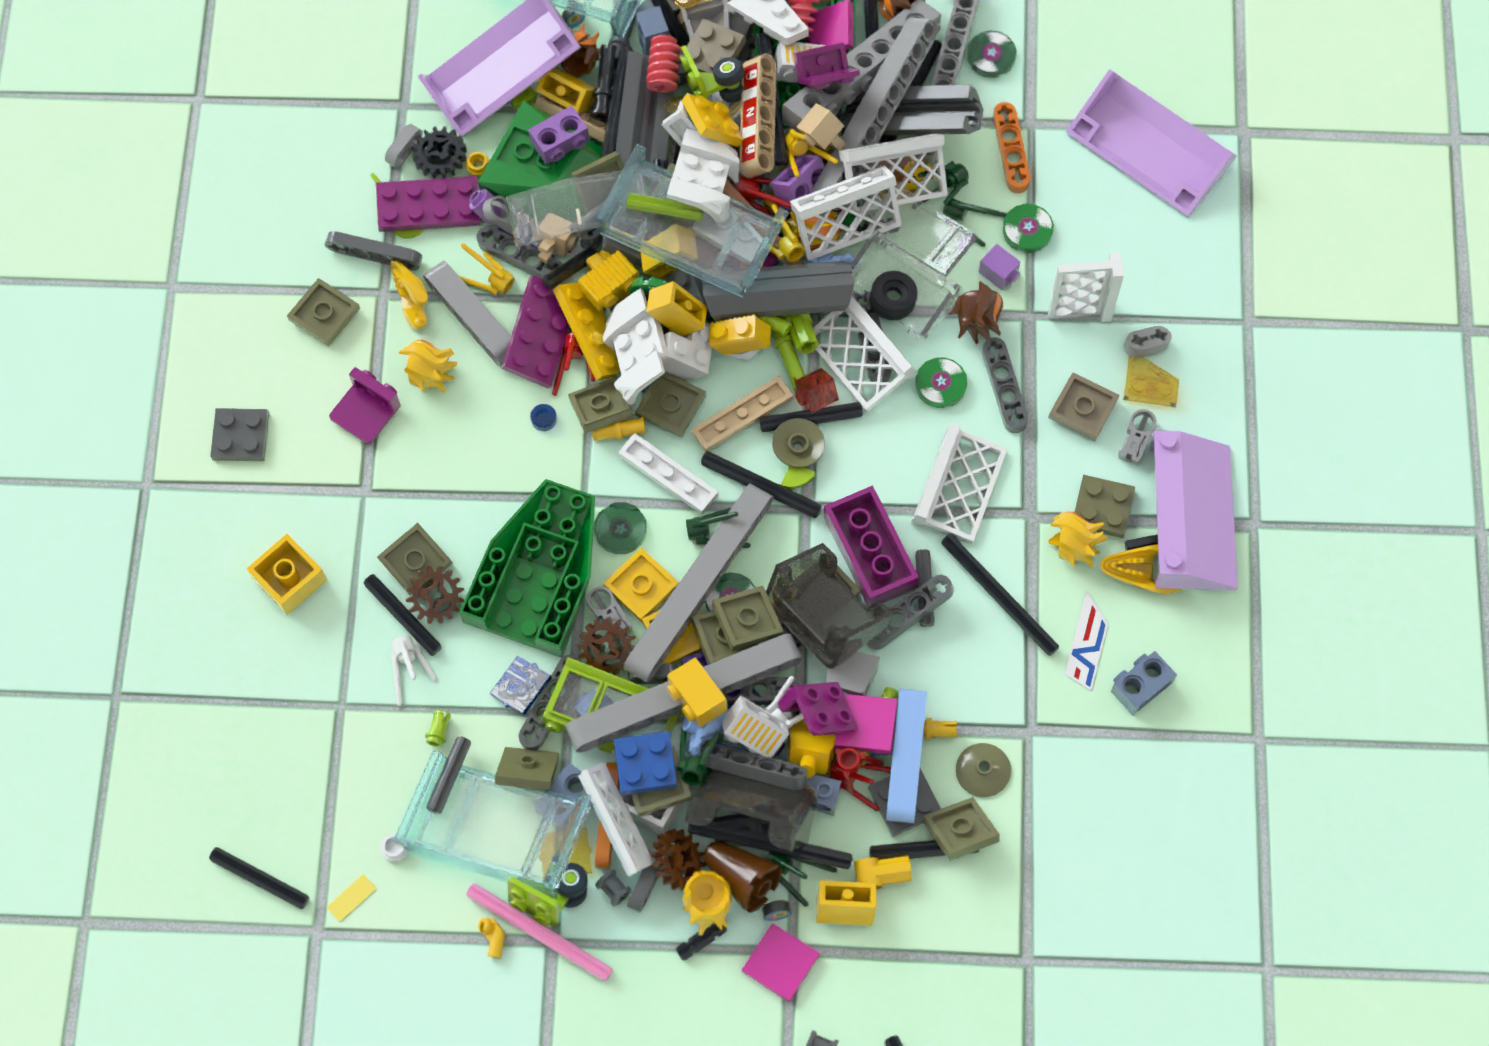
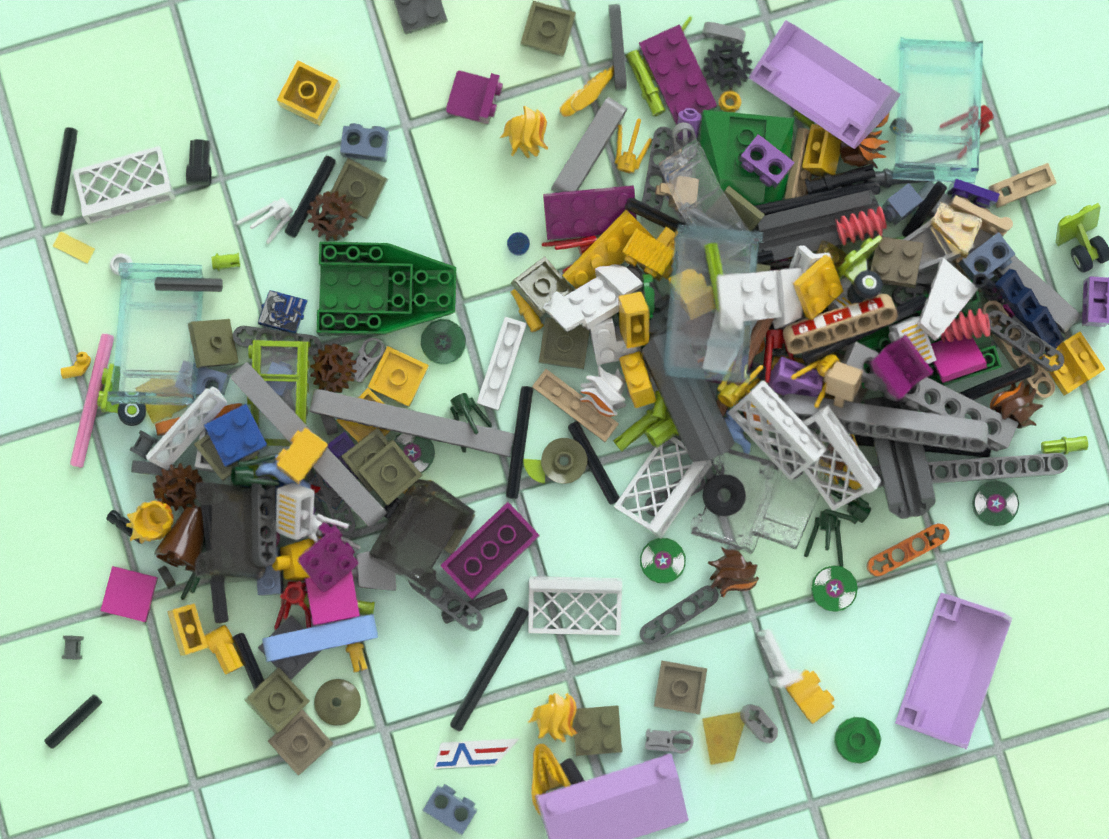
camera: 70 degrees right, 15 degrees up
(320, 723) = (199, 168): none -> black piece
(325, 819) = (124, 202): none -> white fence
(374, 537) = (363, 149): none -> sand blue brick
(453, 234) = (649, 91): none -> lime pin
(740, 374) = (605, 392): none -> white hair
(816, 390) = (614, 459): clear red brick -> none
(1000, 267) = (785, 577): medium lavender brick -> none
(1018, 821) = (300, 742): none -> dark tan plate
(1140, 284) = (810, 696): none -> yellow brick
(1194, 256) = (857, 740): none -> green tile

